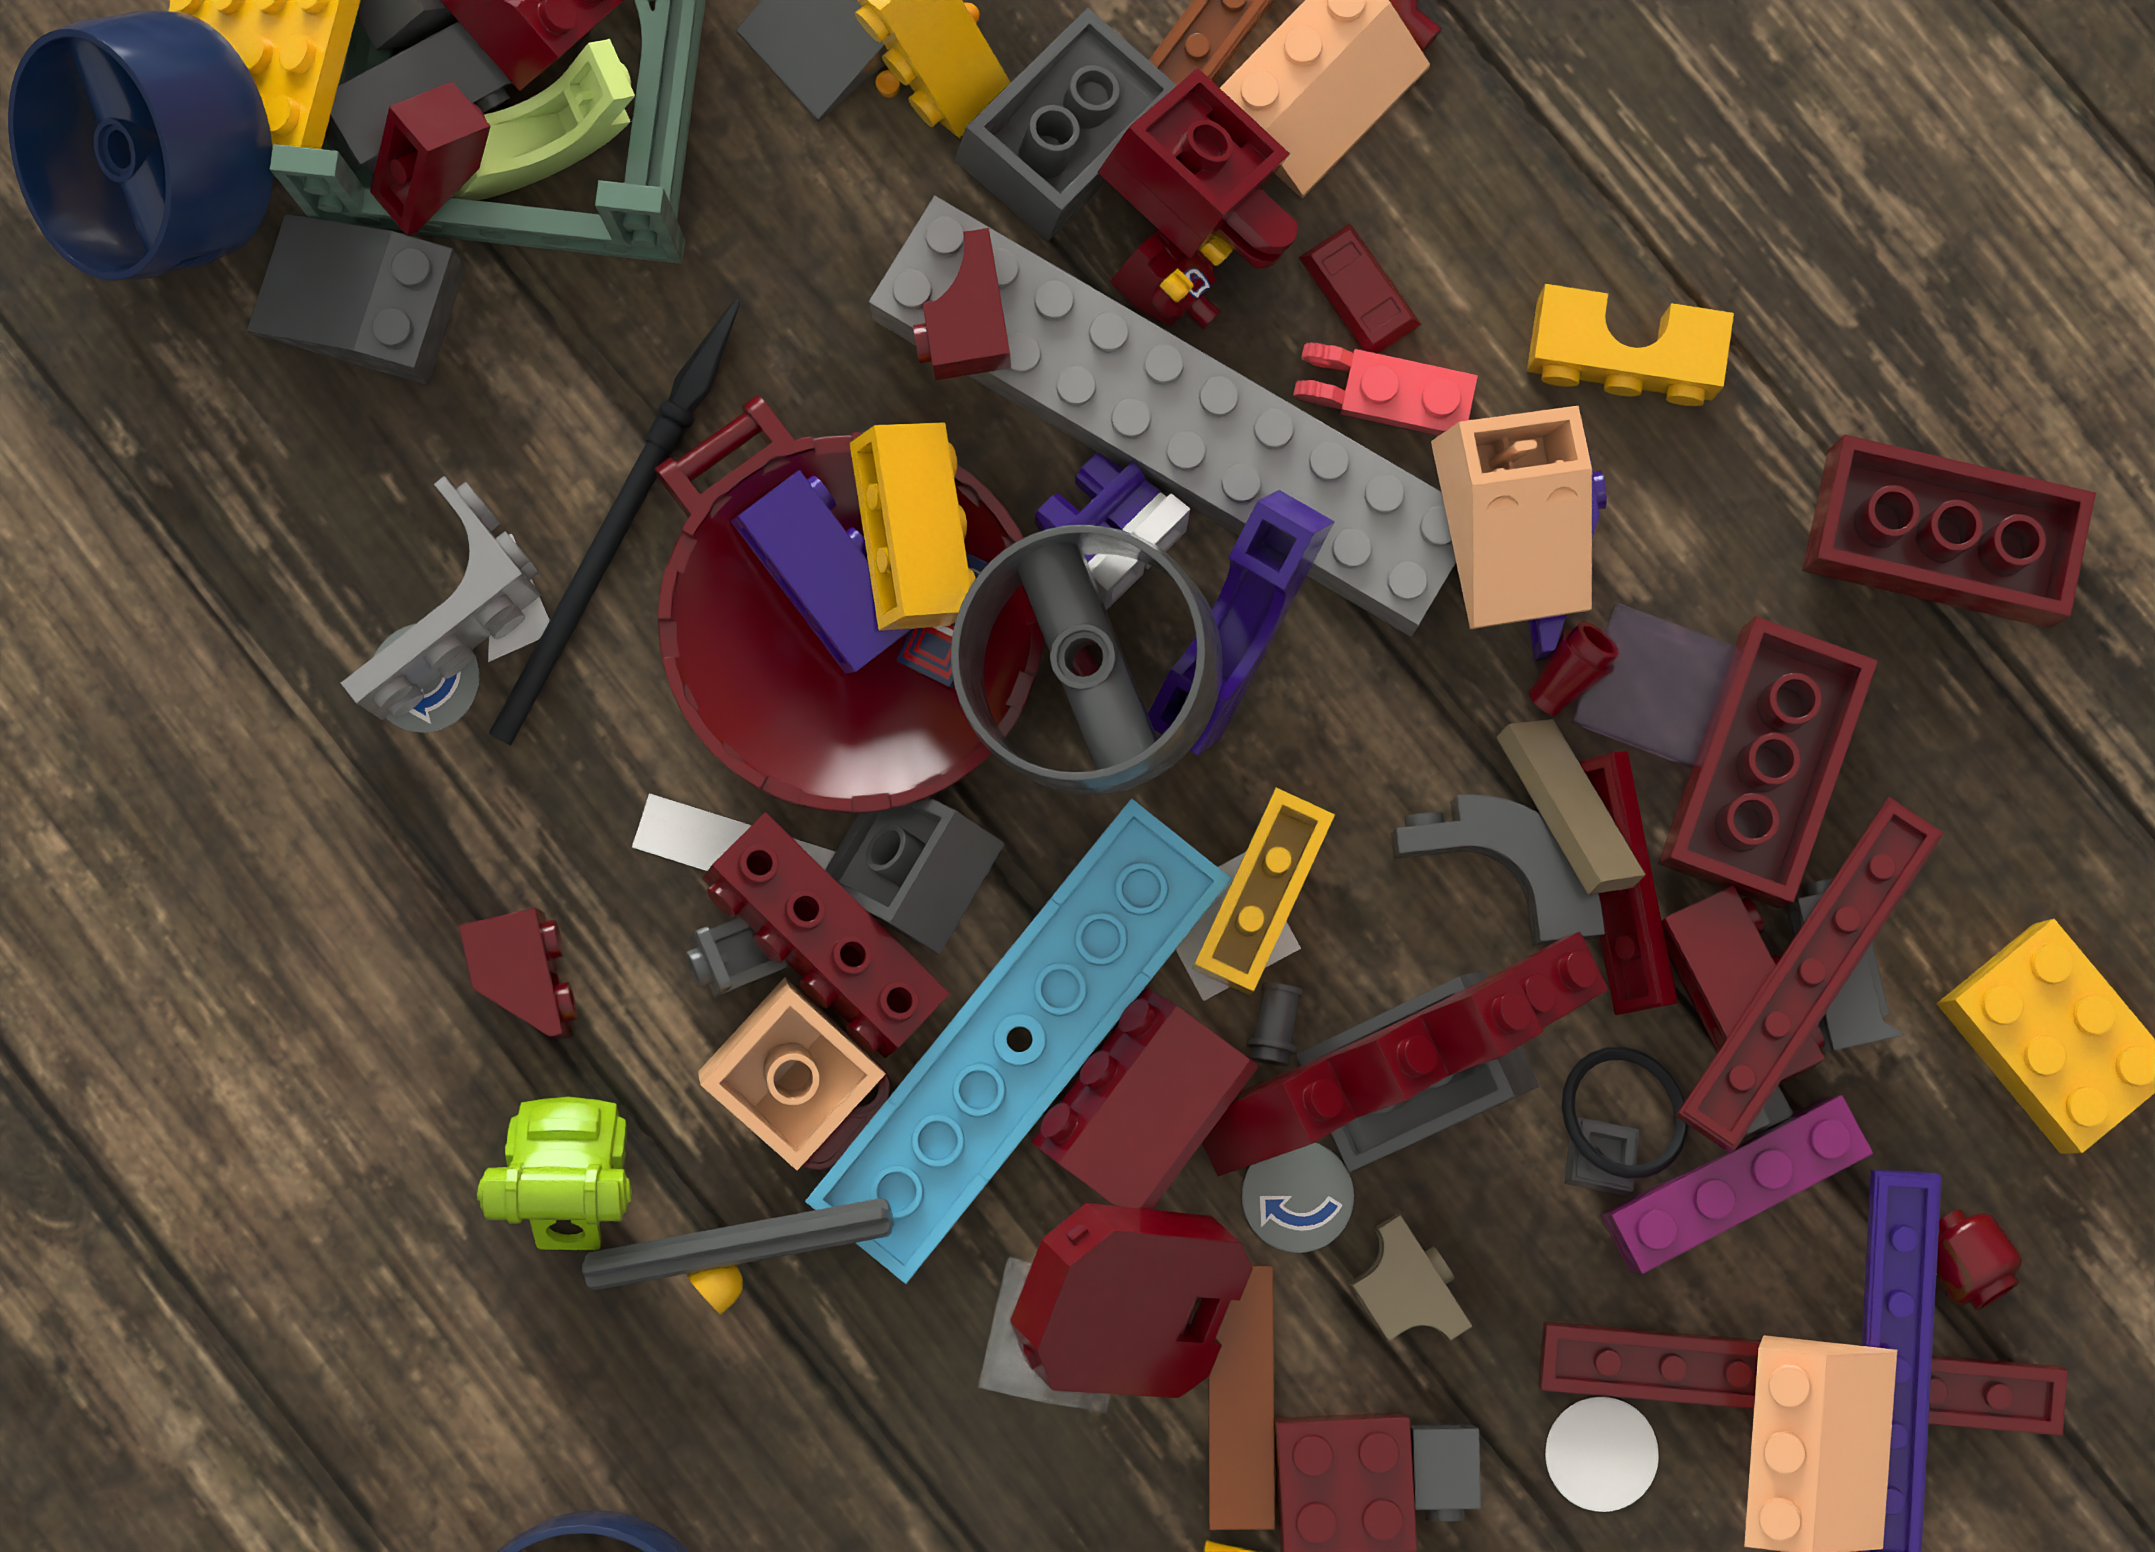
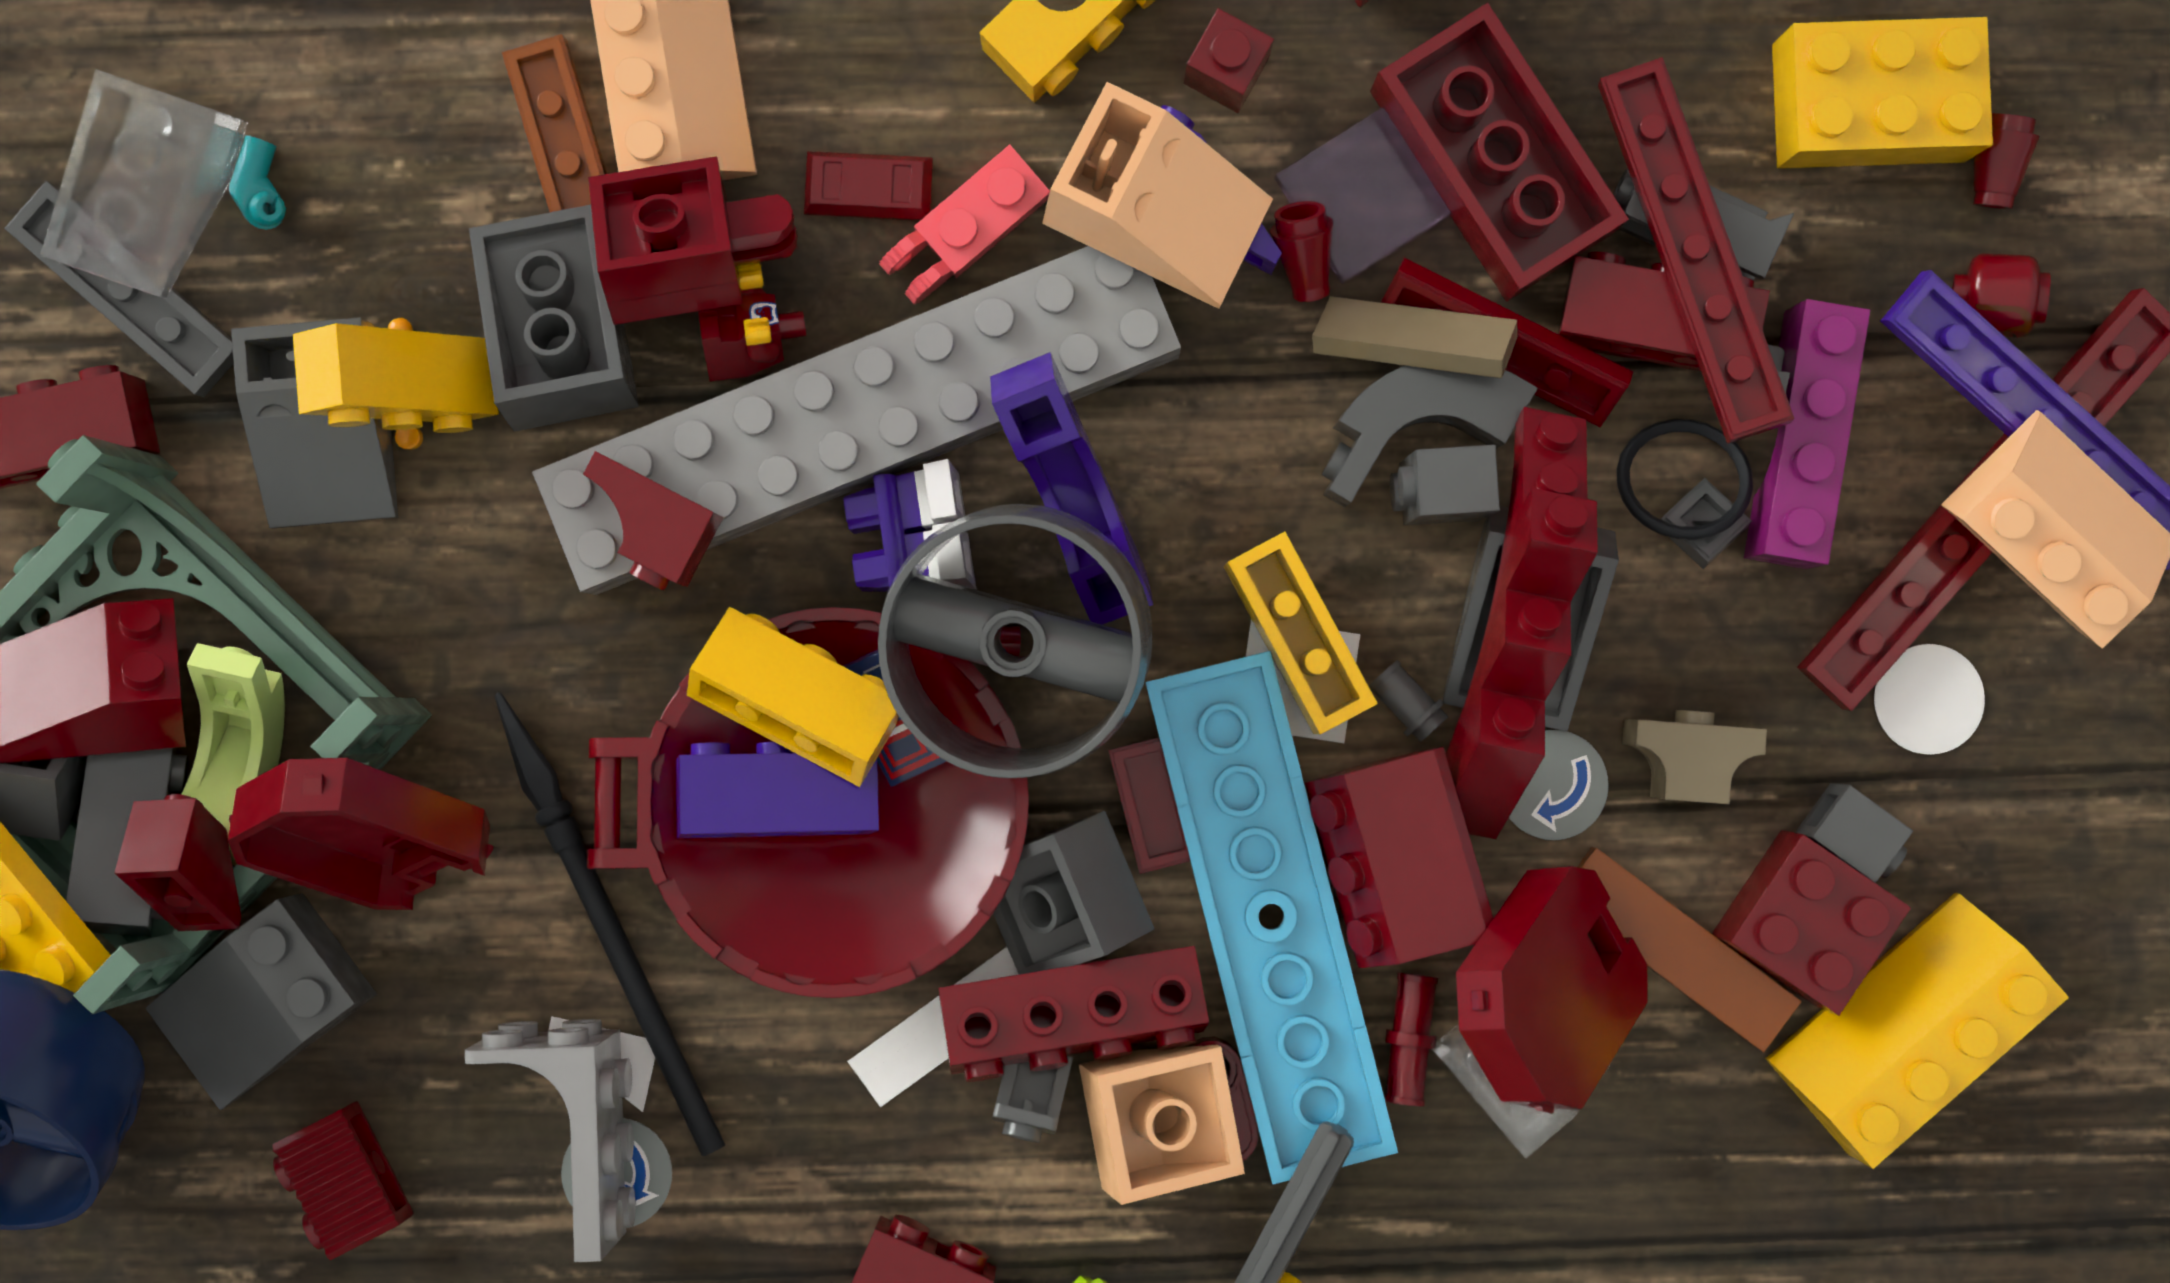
camera: 50 degrees left, 5 degrees up
(262, 463) = (341, 1181): none -> dark red brick
(550, 251) = (354, 831): none -> dark red piece
(1004, 1230) = (1410, 1039): none -> dark red pin
(1034, 878) = (1149, 805): none -> dark red tile
(1469, 918) = (1446, 485): none -> dark grey brick
(1676, 496) = (1228, 60): none -> dark red brick
(2083, 1178) = (2004, 164): none -> dark red cone

